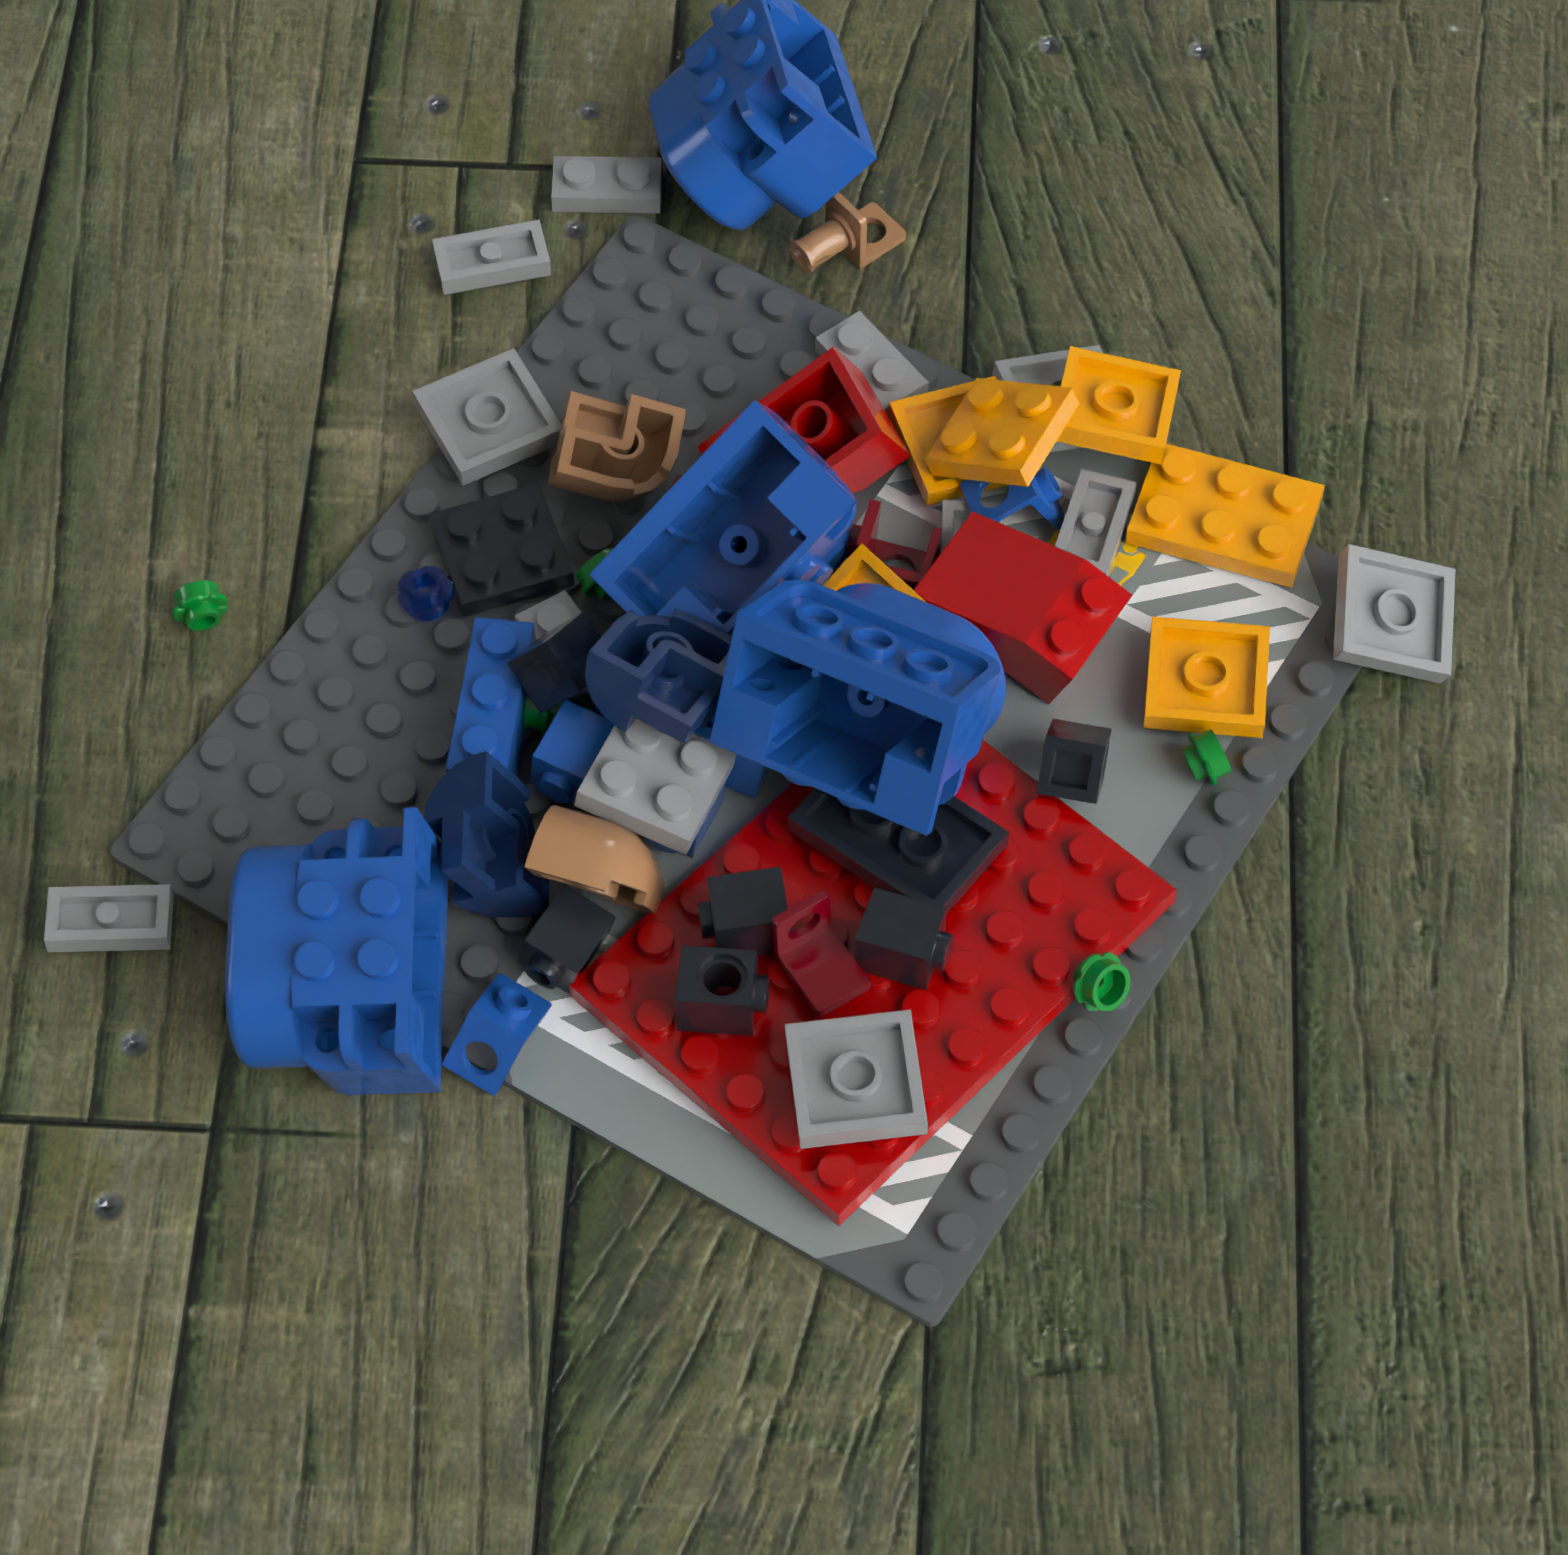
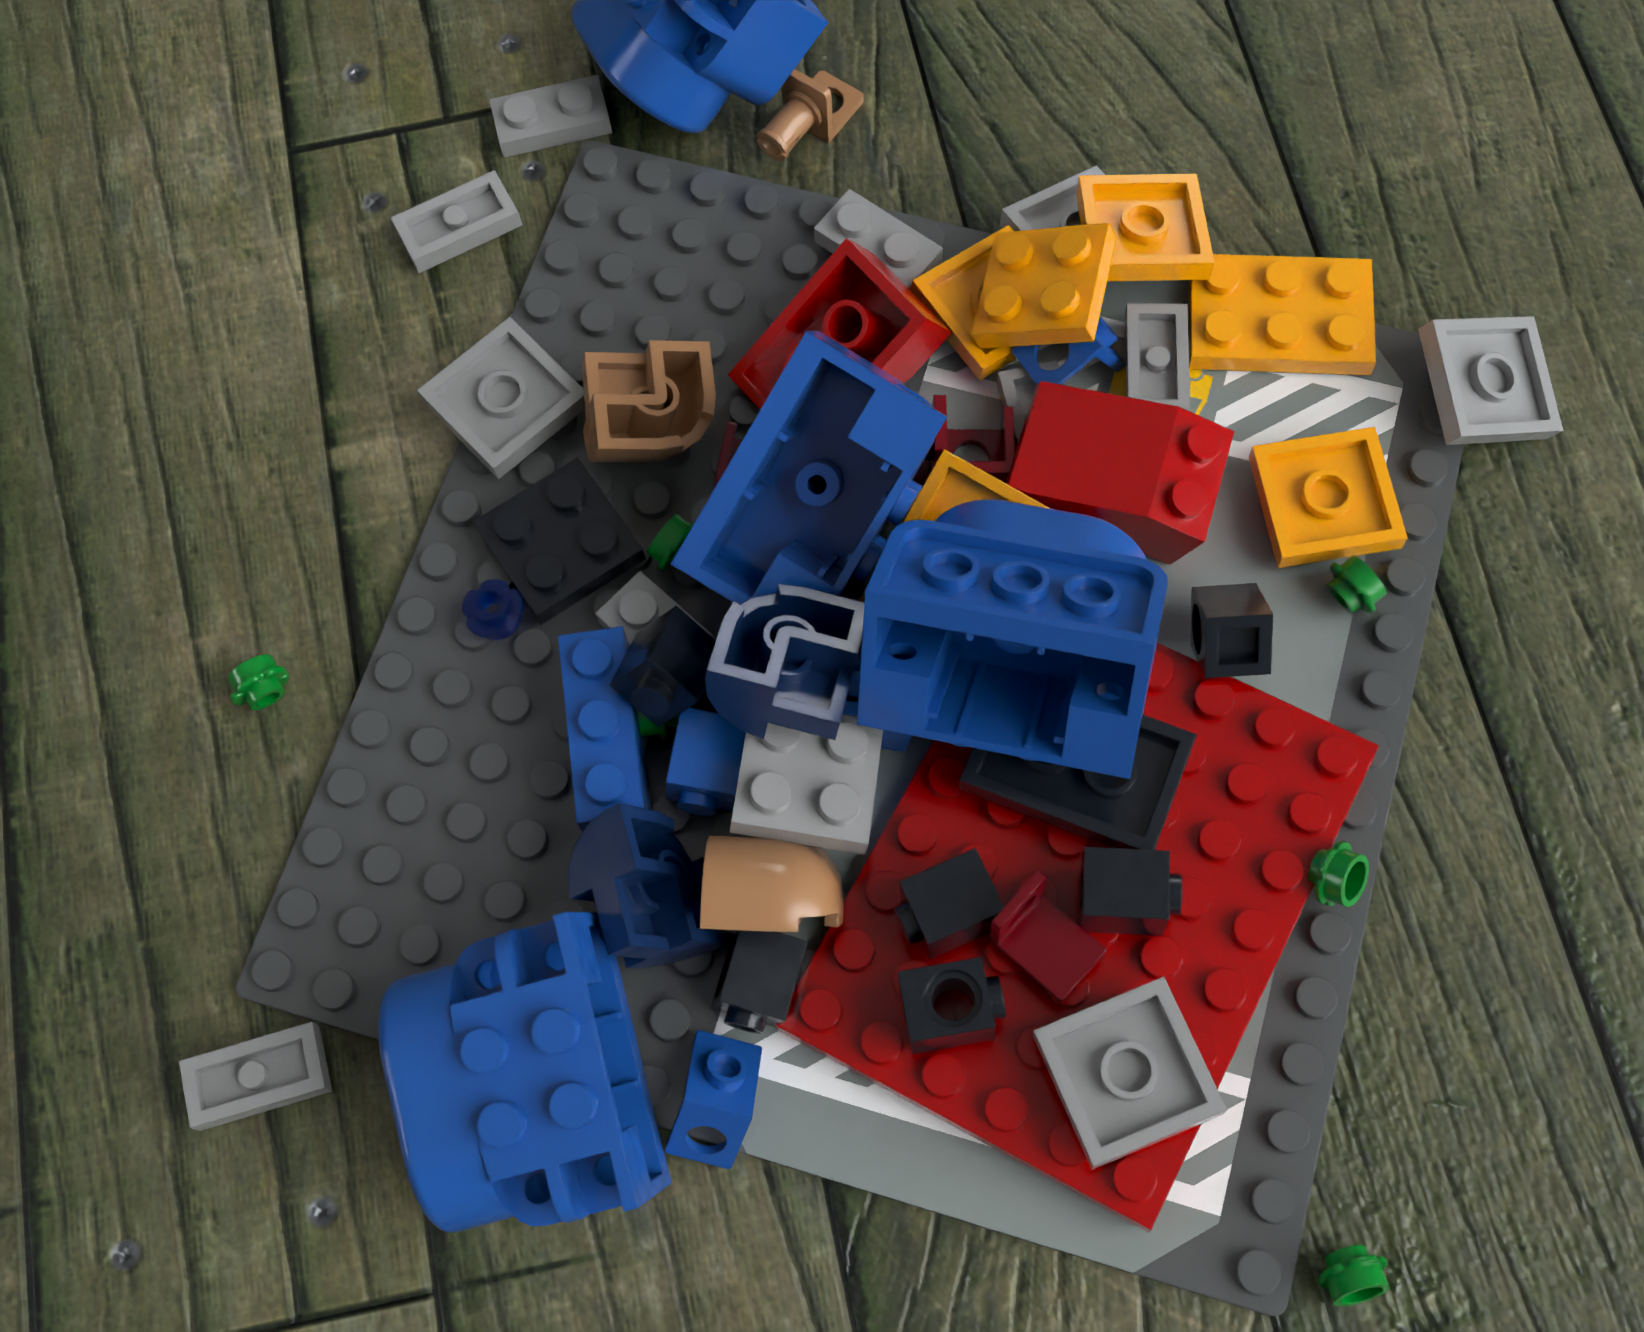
camera: 10 degrees left, 10 degrees up
(1005, 1304) = (1354, 1276): none -> green plate

